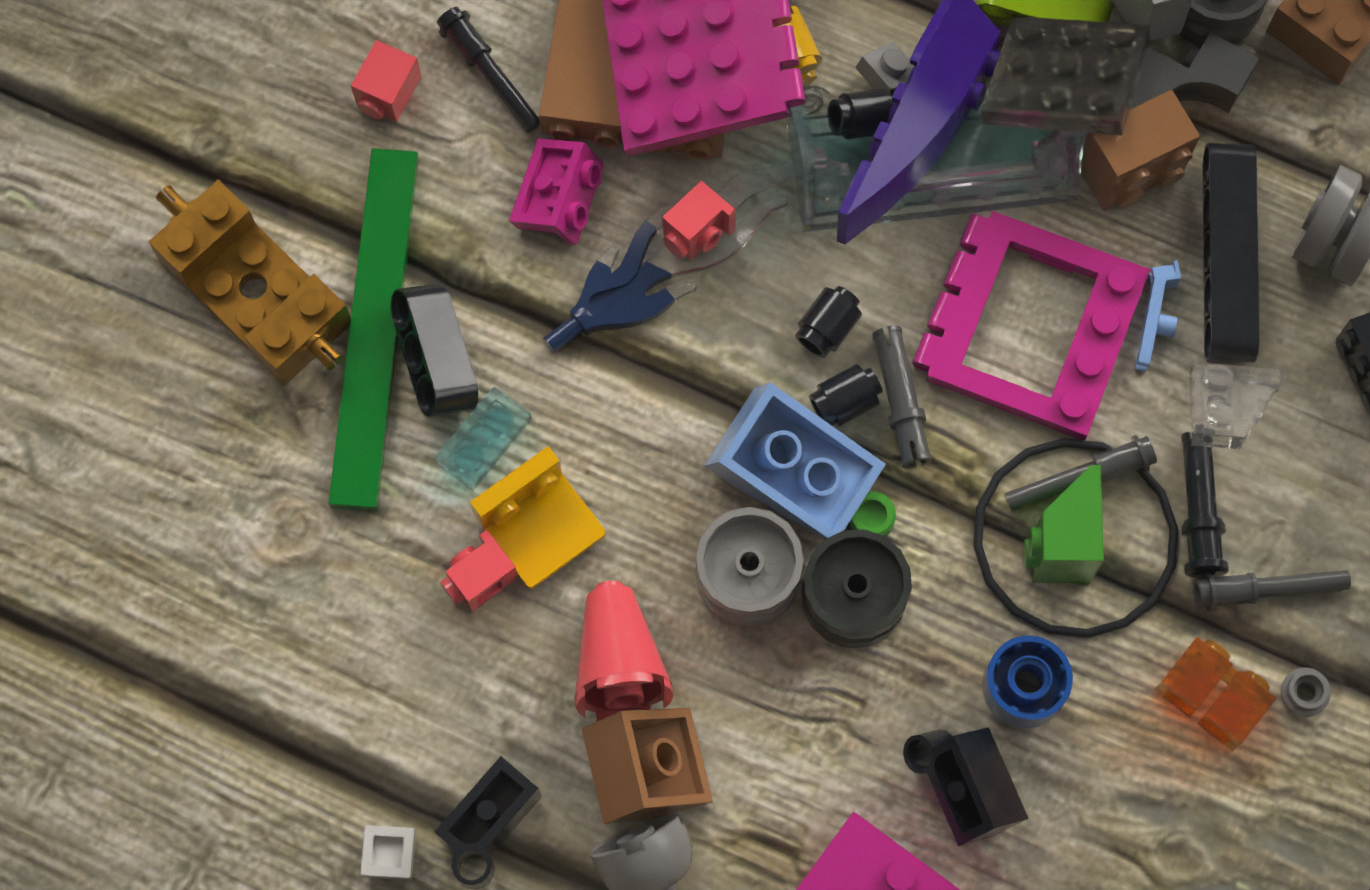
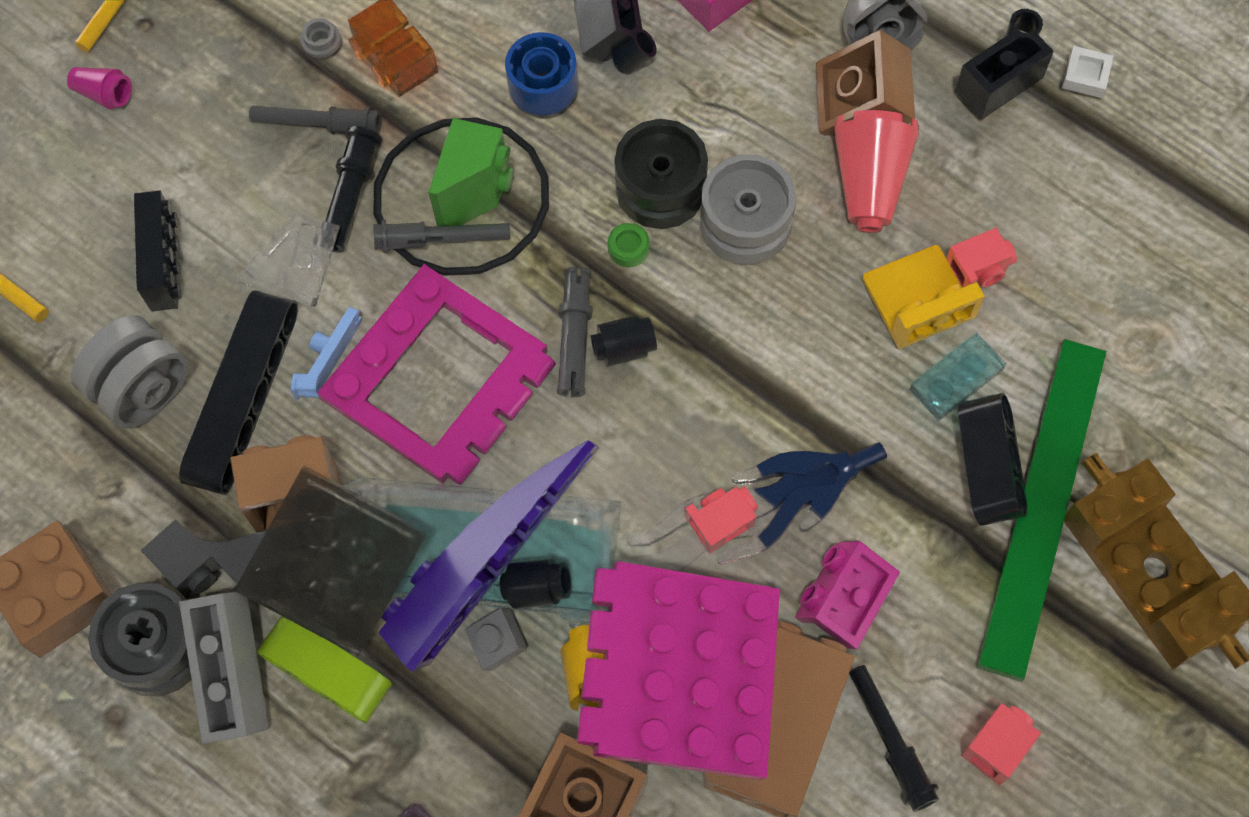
camera: 165 degrees left, 5 degrees down
(794, 462) = (688, 290): light blue slope -> none
(828, 321) = (621, 409): black brick -> none

